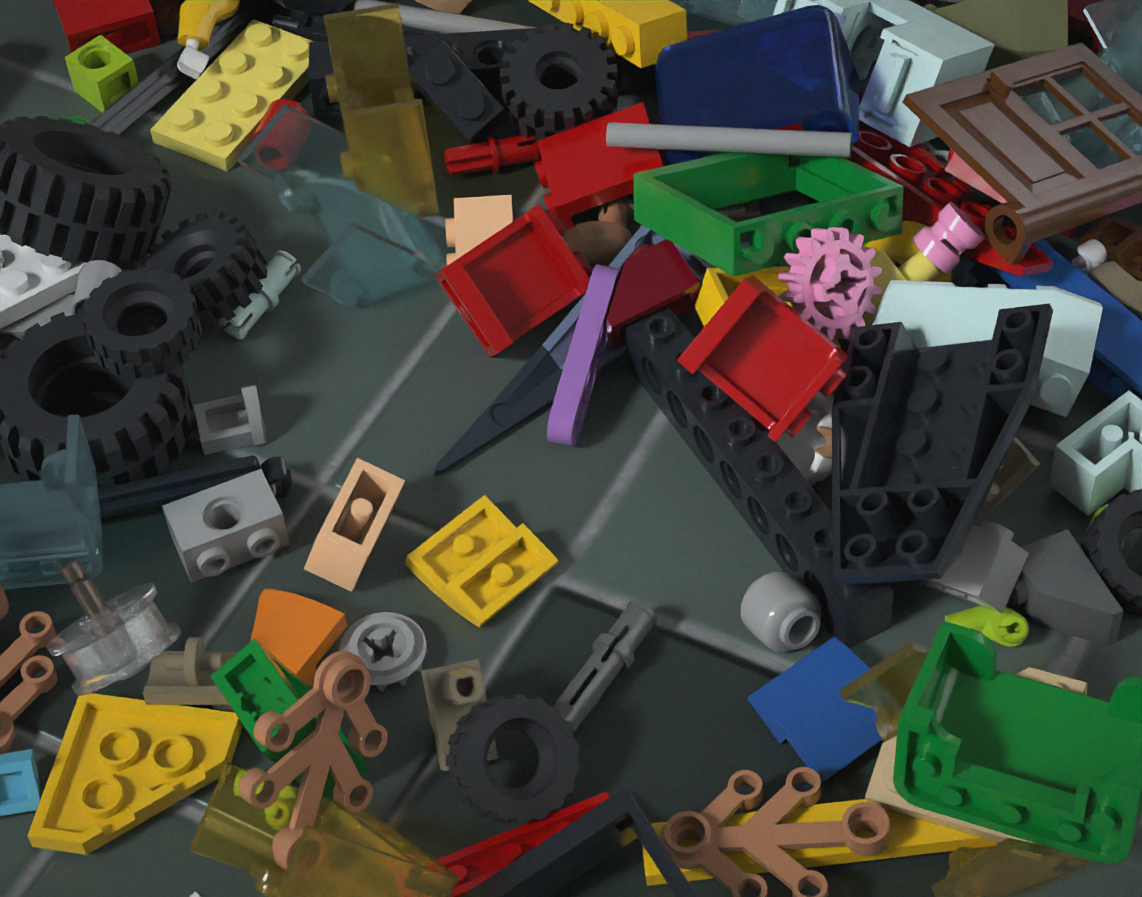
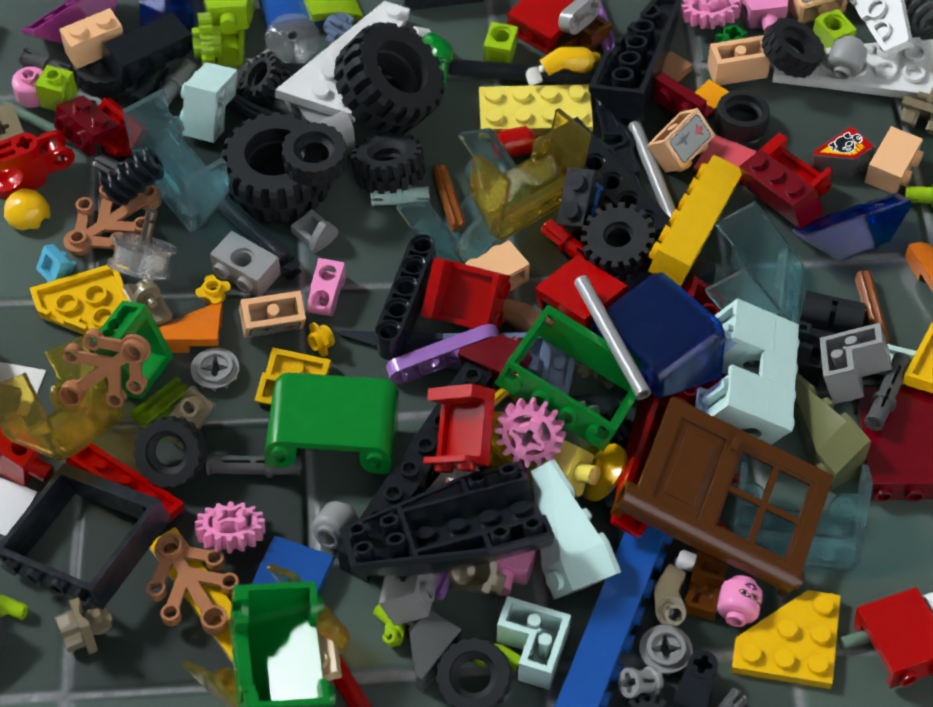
camera: 55 degrees right, 5 degrees up
(236, 602) = (213, 296): none -> yellow plate
(291, 239) = (449, 198): none -> dark orange axle
(348, 439) = (326, 287): none -> bright pink leg
(390, 711) = (159, 402): none -> clear neon green tile
(435, 481) = (320, 338): none -> yellow plate
(452, 355) = (405, 297): none -> black beam
(606, 522) = (333, 415): none -> green windscreen
(699, 744) = (230, 527): none -> bright pink gear
(949, 237) = (608, 473): bright pink wheel -> none

